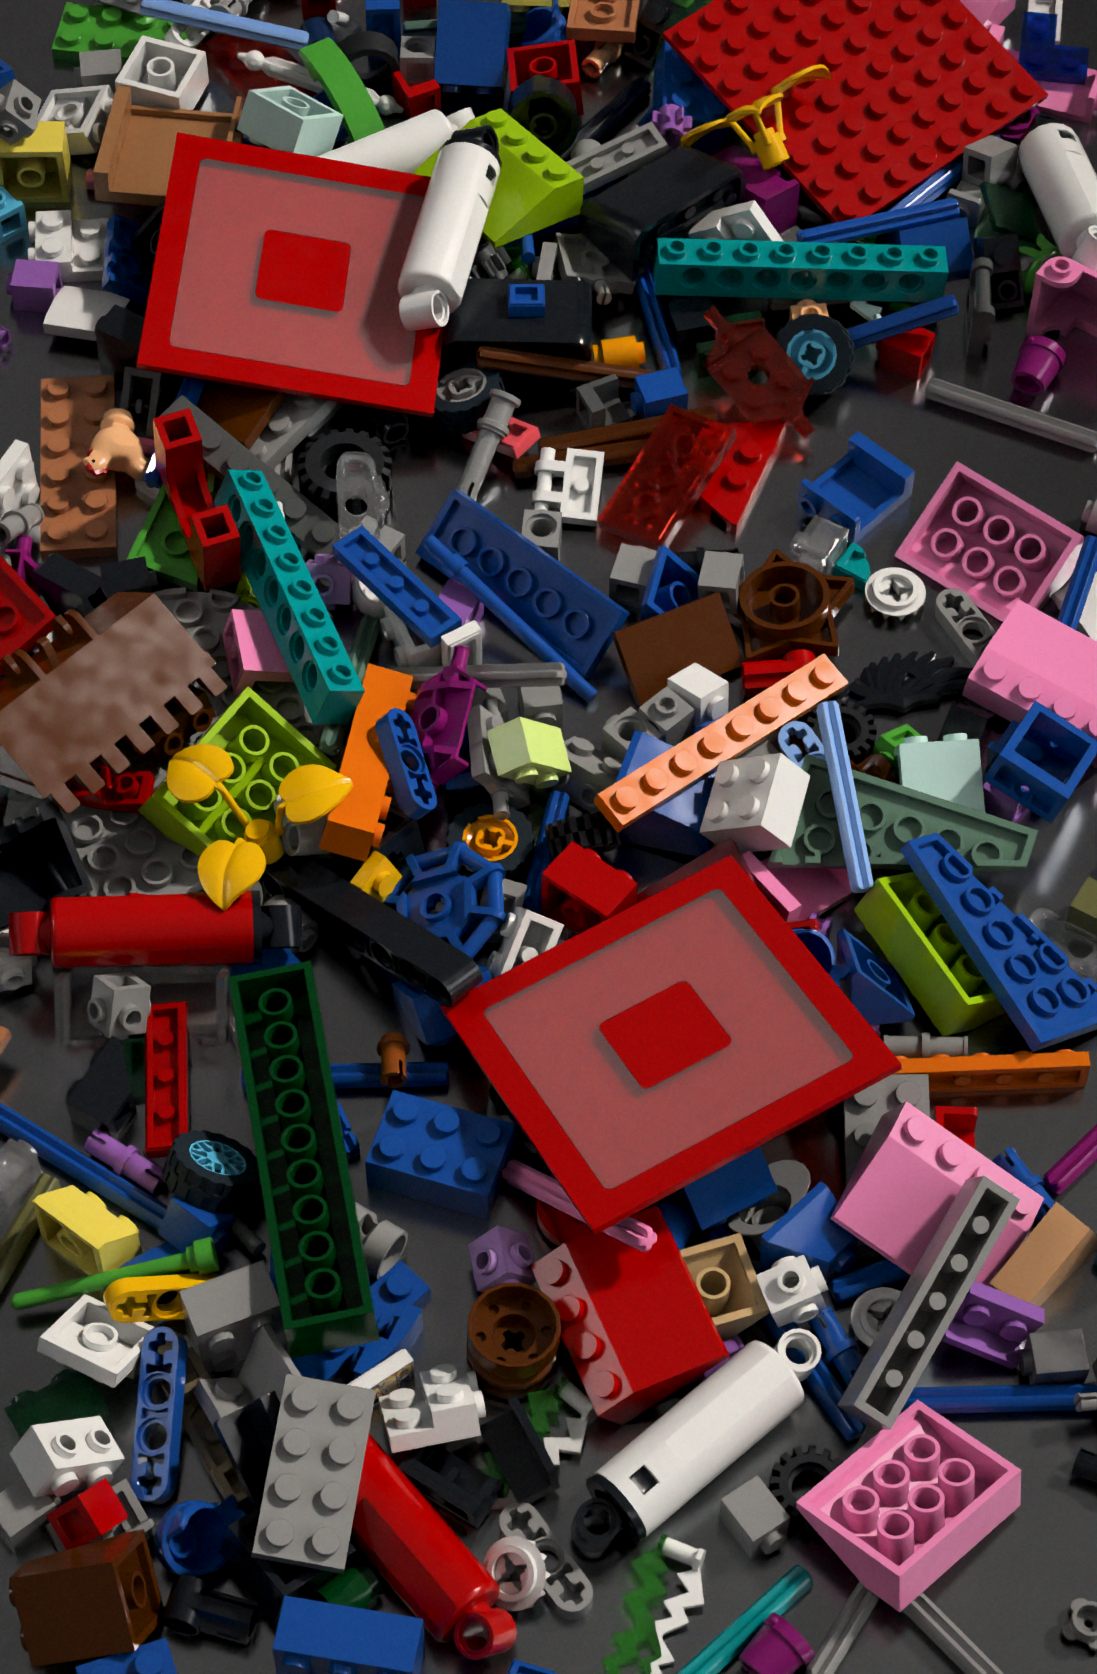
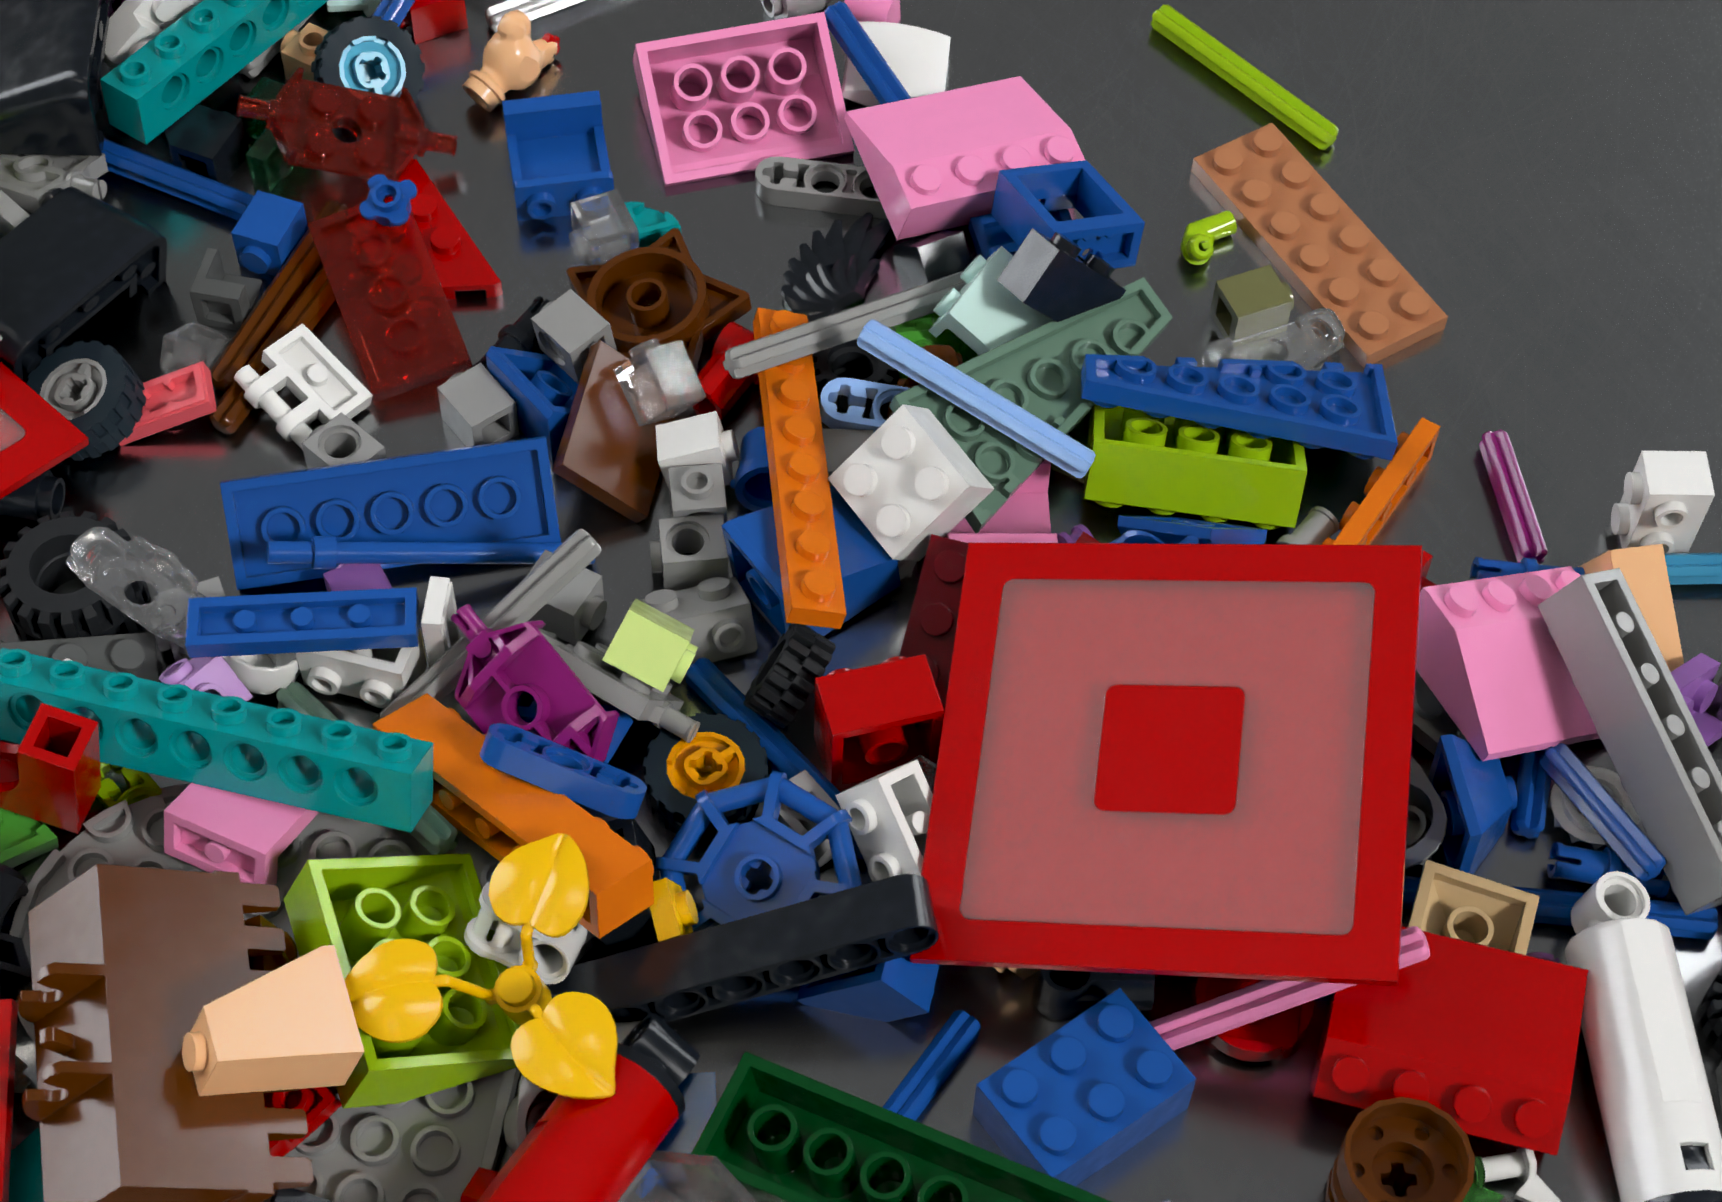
camera: 55 degrees left, 0 degrees up
(129, 735) = (277, 1031): none -> light nougat slope
(393, 1052) = (922, 1059): dark orange pin -> none
(491, 429) = (166, 401): light grey pin -> none
(501, 1257) = (1280, 1125): lavender brick -> none
(526, 300) = (46, 246): blue tile -> none
(553, 419) = (192, 345): none -> clear slope
(554, 366) = (141, 291): reddish brown axle -> none
(620, 351) = (185, 228): light orange brick -> none
(715, 435) = (391, 213): none -> blue plate
(725, 642) = (659, 381): none -> clear brick
(793, 1290) = (1532, 855): white brick -> none
(849, 702) = (836, 328): none -> light grey axle
(869, 1317) = (1603, 812): none -> blue axle
(900, 417) = (510, 61): none -> light nougat animal
(905, 584) = (709, 199): white gear -> none
(977, 783) = (1057, 280): none -> black slope

